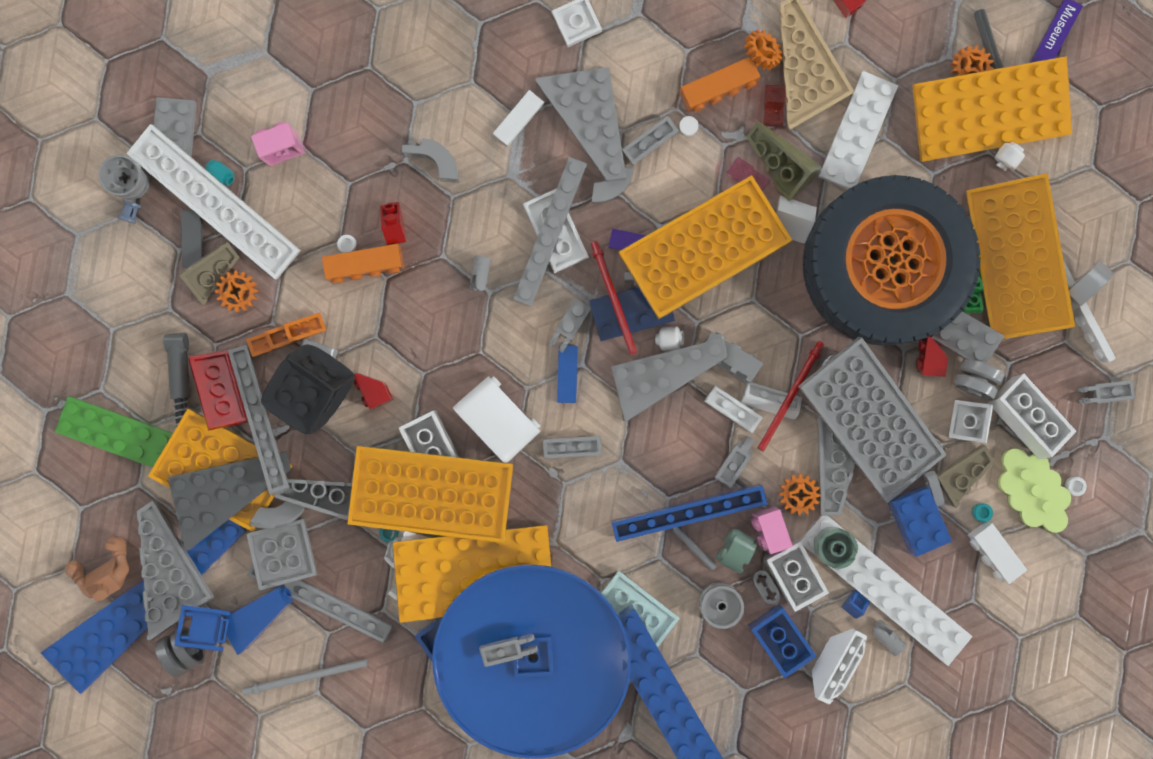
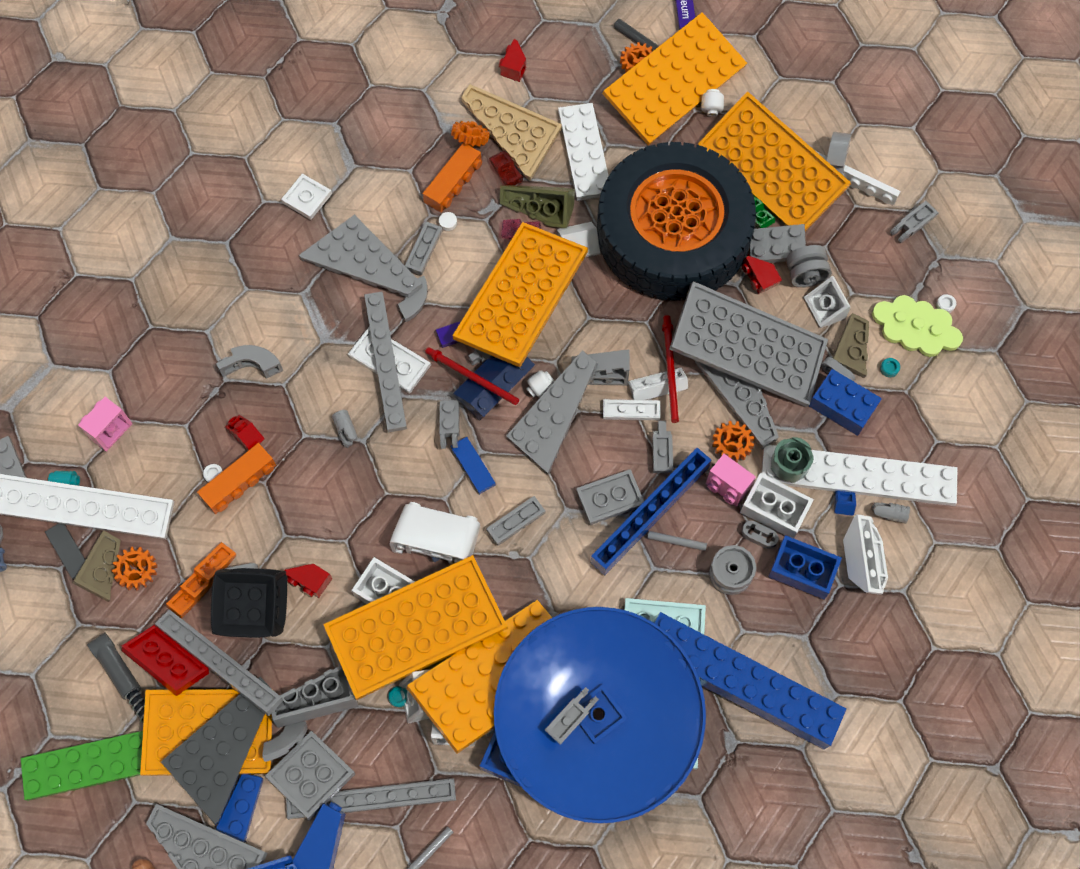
camera: 35 degrees left, 20 degrees down
(518, 118) = (303, 293): white tile -> none
(663, 476) = (610, 497): none -> light grey plate
(737, 550) = (713, 515): sand green brick -> none
(996, 553) = (925, 389): white brick -> none
(1032, 417) = (871, 269): white brick -> none

